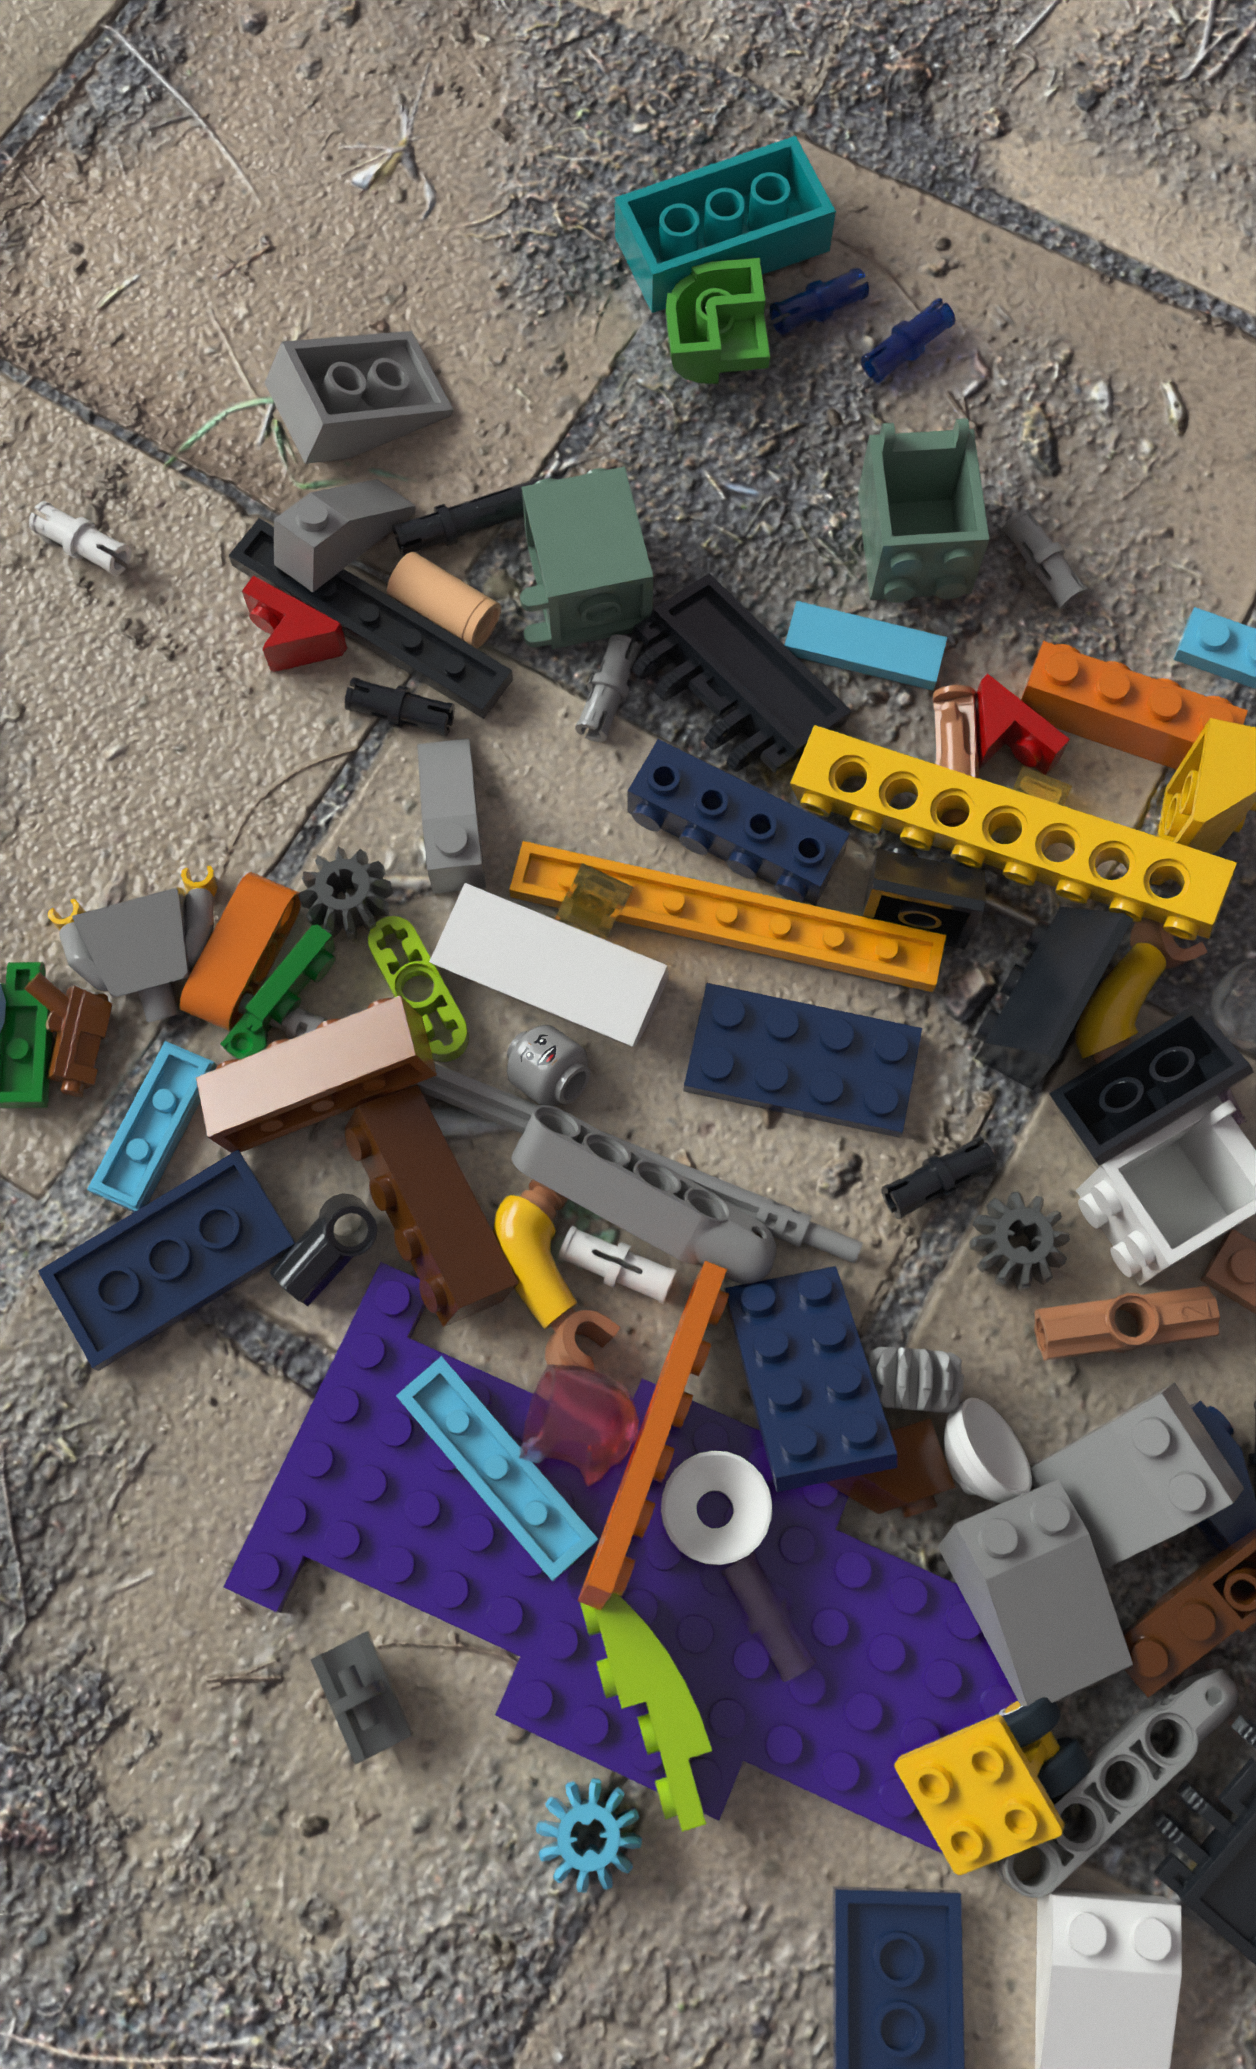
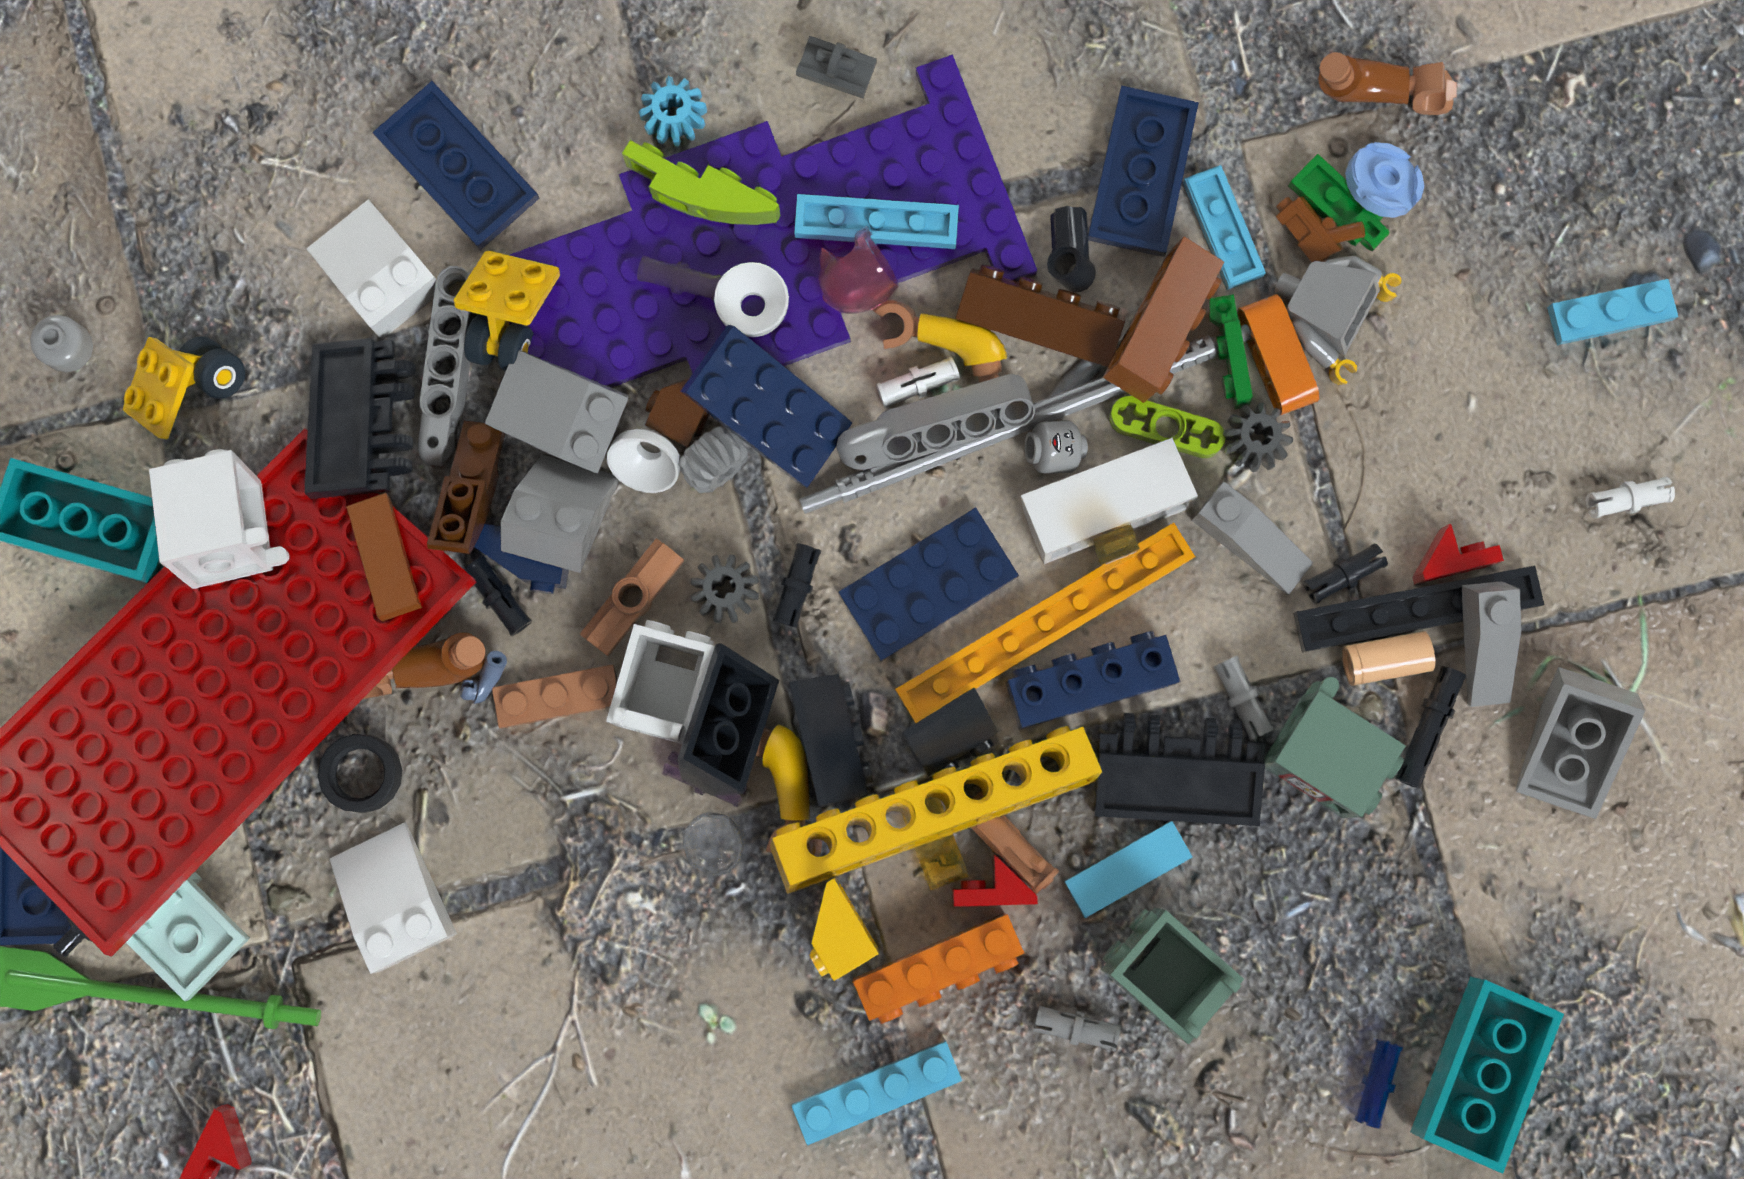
camera: 135 degrees right, 10 degrees up
(650, 1455) = (806, 292): orange plate -> none
(718, 320) = (1421, 998): bright green brick -> none
(908, 340) = (1298, 1107): clear blue pin -> none

